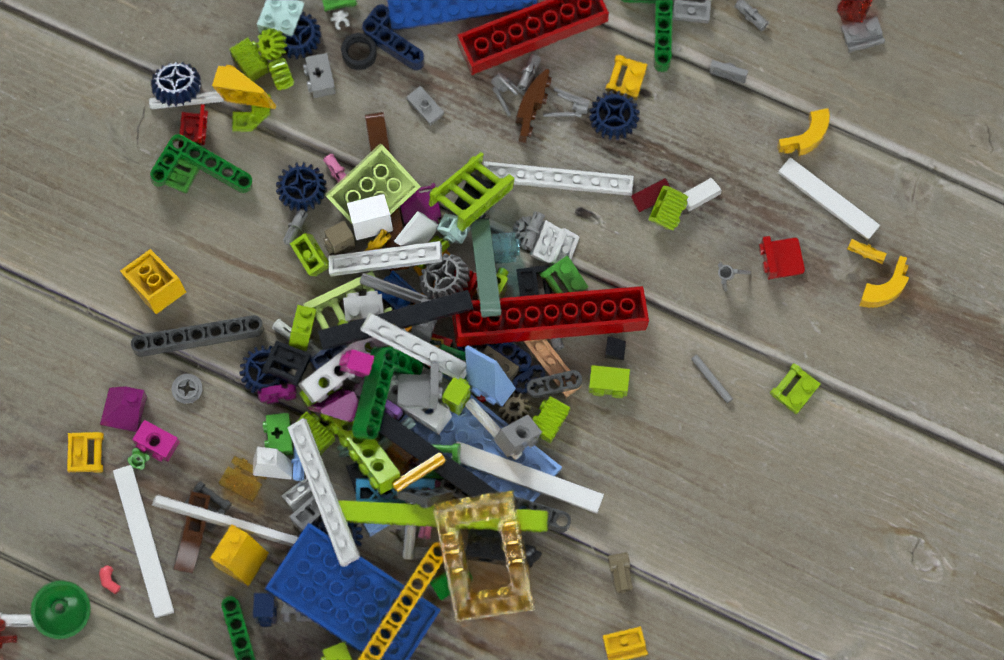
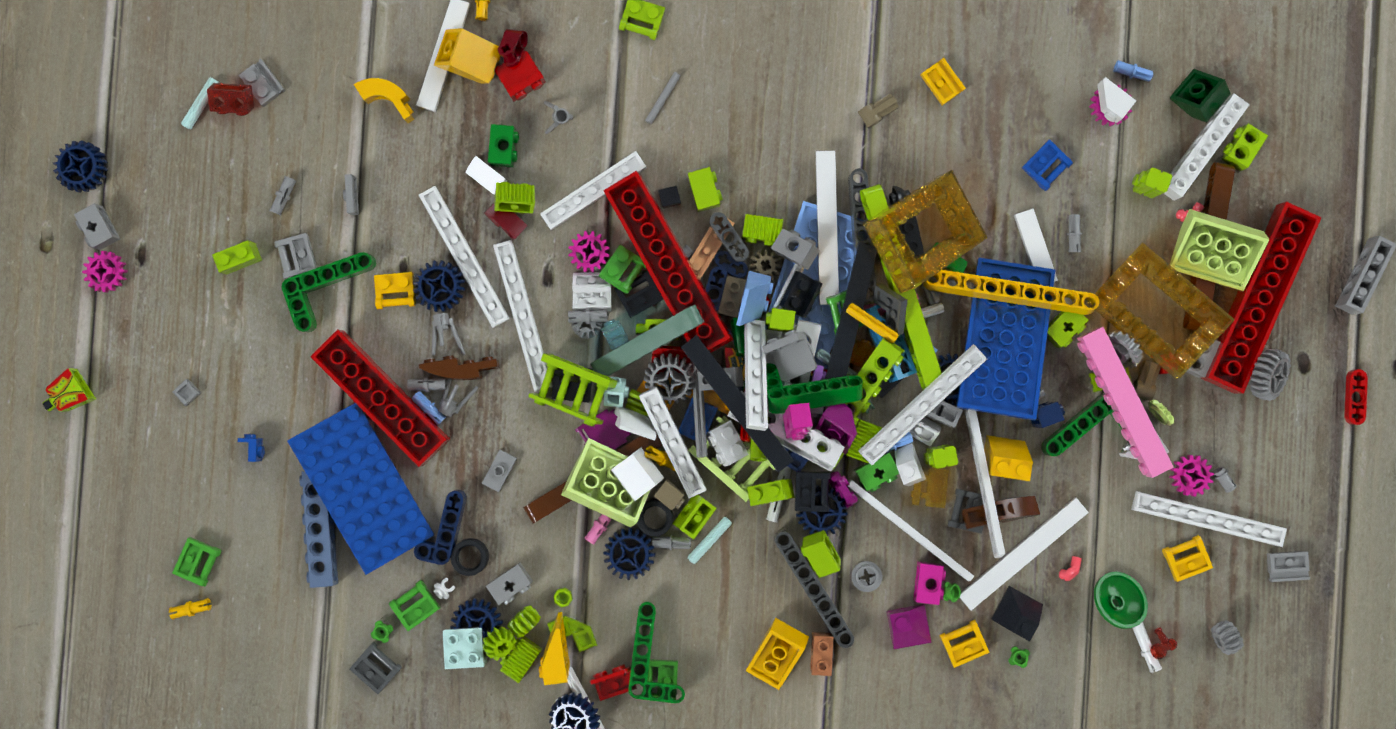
camera: 115 degrees left, 15 degrees up
(43, 499) = (1022, 662): none -> bright green plate
(90, 513) = (1018, 613): none -> black slope
(135, 318) = (821, 654): none -> nougat brick
(211, 443) = (910, 531): none -> white tile
(226, 352) = (821, 554): none -> lime brick
(268, 495) = (941, 456): none -> lime brick
(282, 262) = (709, 540): none -> light aqua axle
(287, 116) = (563, 597): none -> lime tile
(319, 208) = (660, 531): none -> black tyre
(473, 426) = (800, 294): none -> black bracket
(507, 66) = (428, 407): none -> light blue axle
(586, 252) = (597, 253): none -> dark pink gear
(633, 147) = (464, 256): none -> white tile
(648, 278) = (591, 191): none -> white plate
(717, 208) = (498, 135): none -> green brick
(813, 260) = (512, 46): none -> dark red piece
(816, 217) = (467, 55): none -> yellow slope

